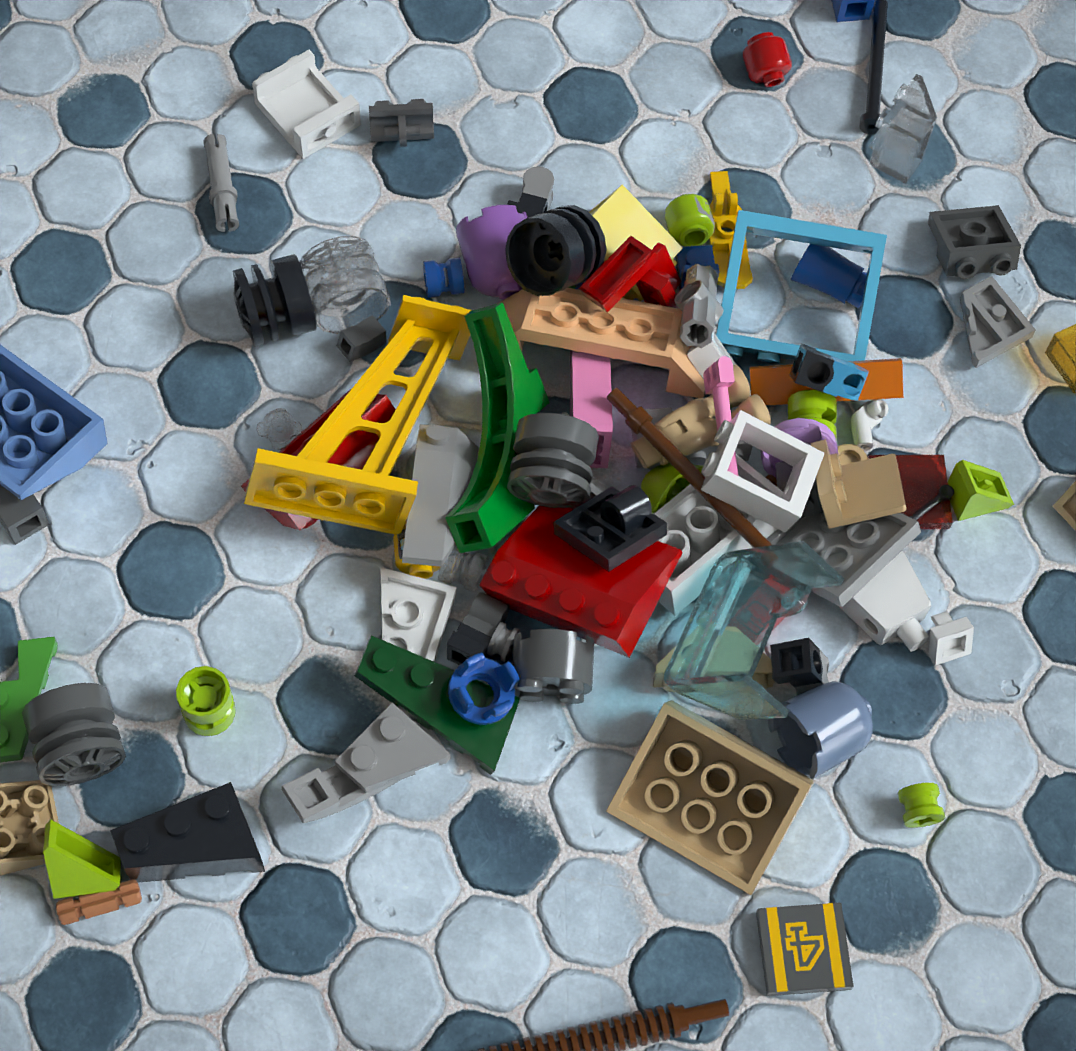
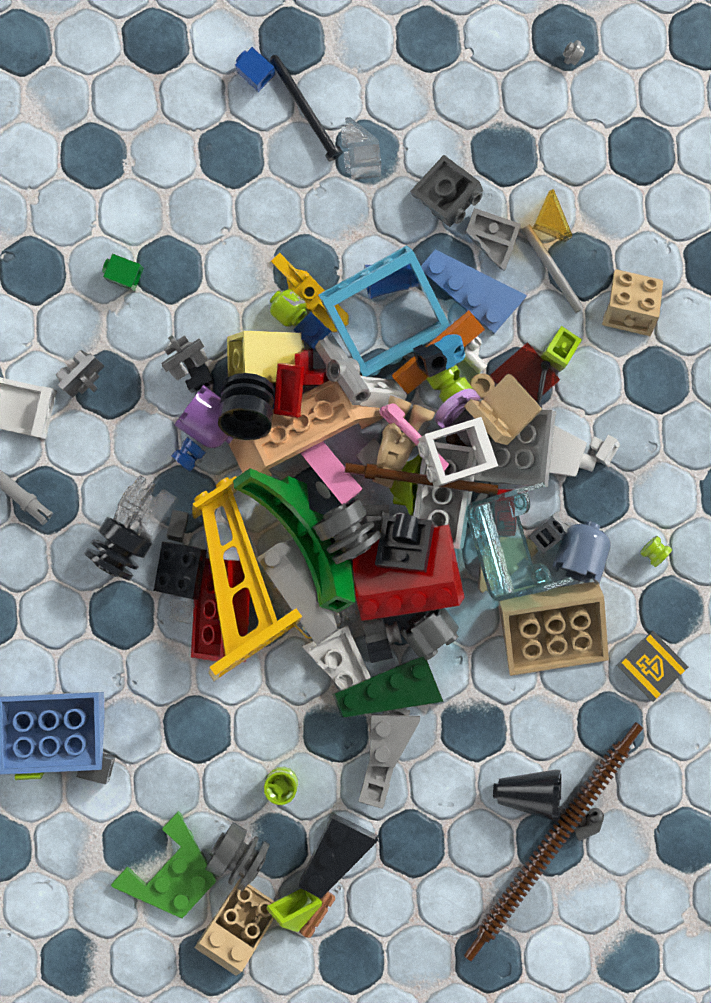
camera: 35 degrees left, 25 degrees up
(318, 378) = (180, 570): none -> black plate
(501, 679) = (422, 679): blue piece -> none
(512, 973) = (531, 793): none -> black cone
(530, 163) = (174, 363): none -> flat silver hips
(539, 65) = (122, 272): none -> green brick
(767, 59) = (244, 160): red head -> none
(931, 377) = (474, 291): none -> medium blue wing
(1037, 407) = (552, 268): none -> light grey bar

